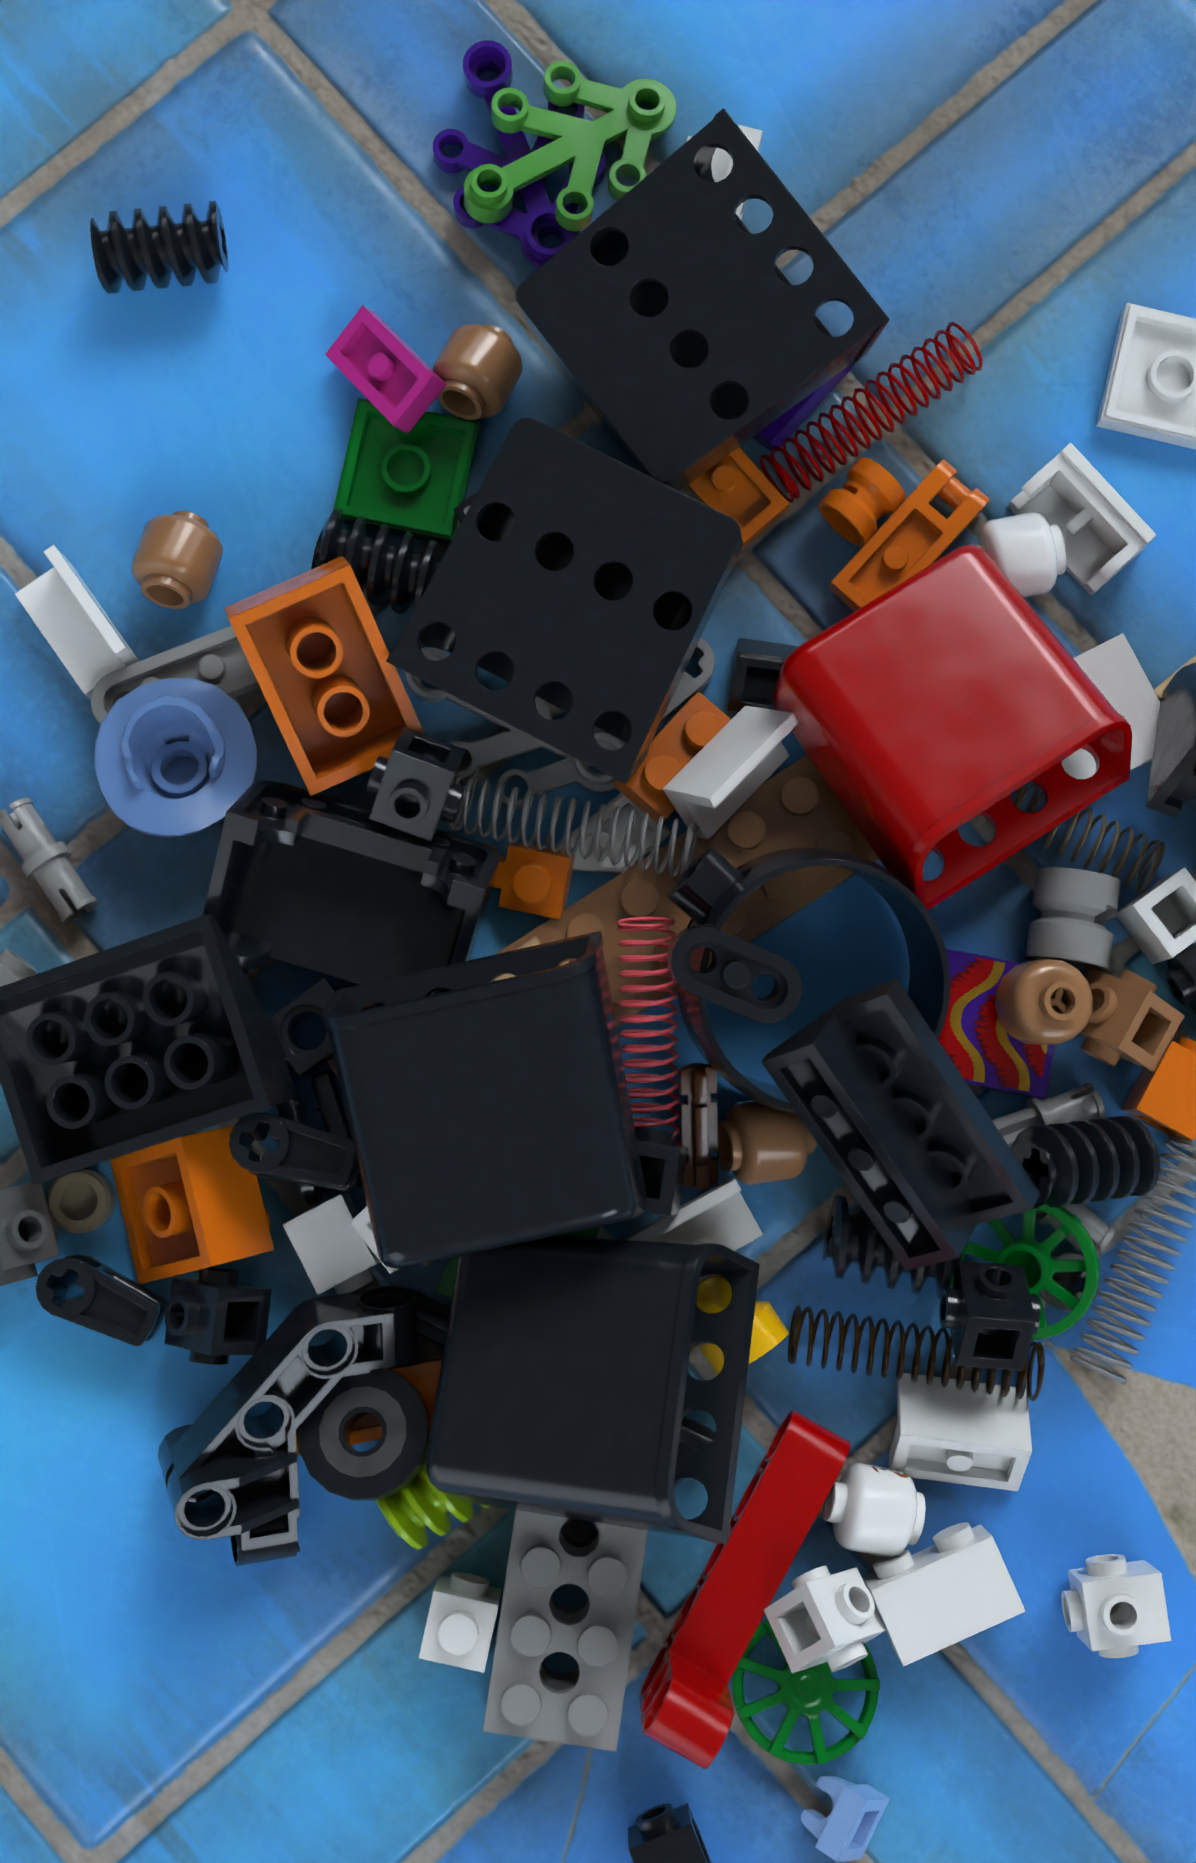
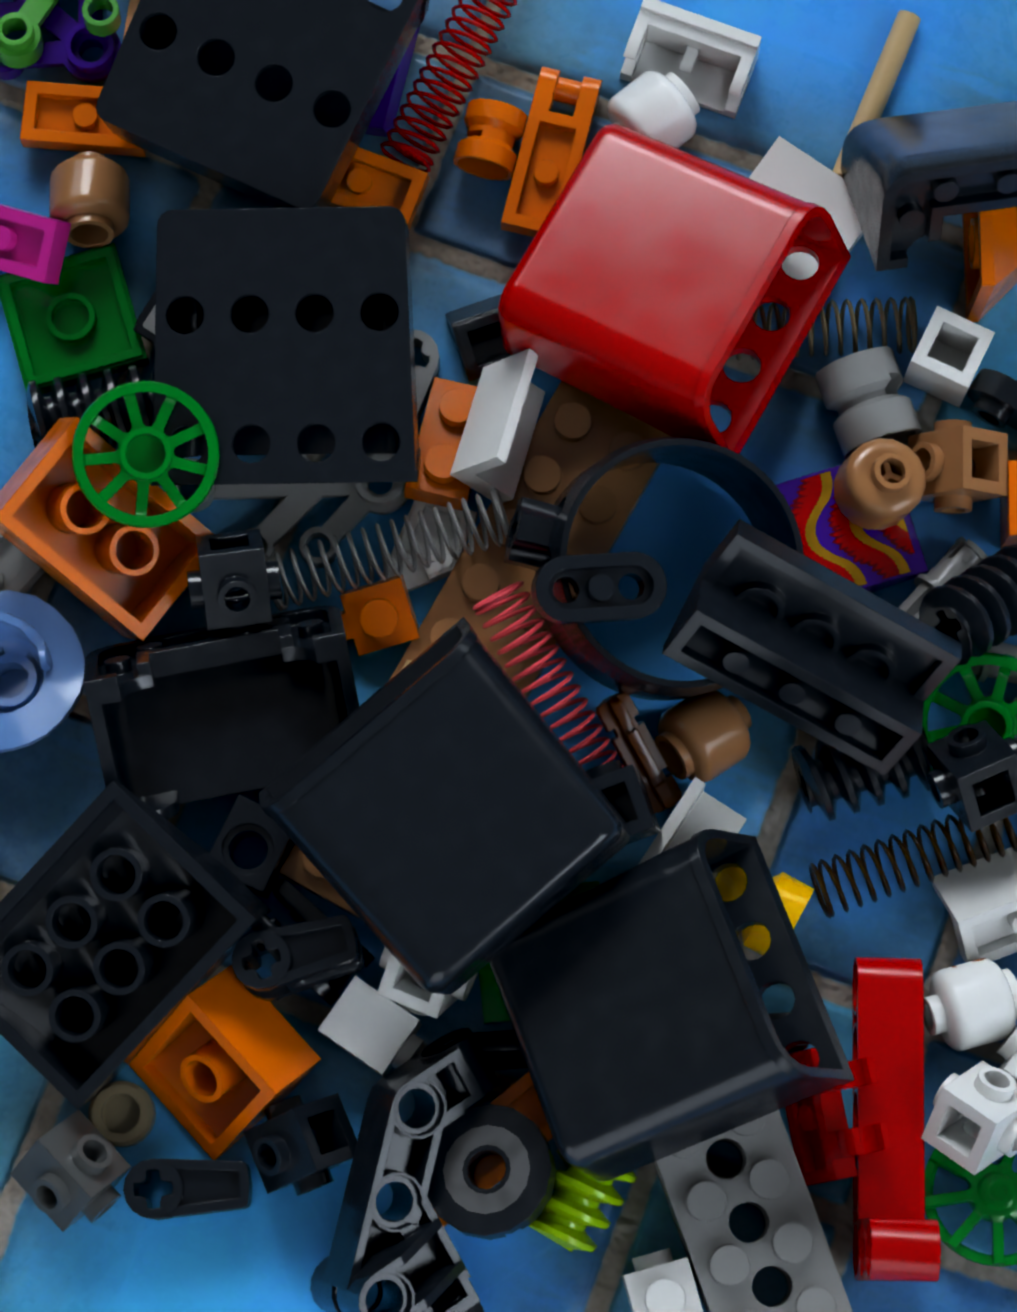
camera: 25 degrees left, 5 degrees down
(393, 631) = (145, 454): none -> green wheel
(488, 285) = (67, 120): none -> orange plate
(676, 1564) = (821, 1130): none -> red plate

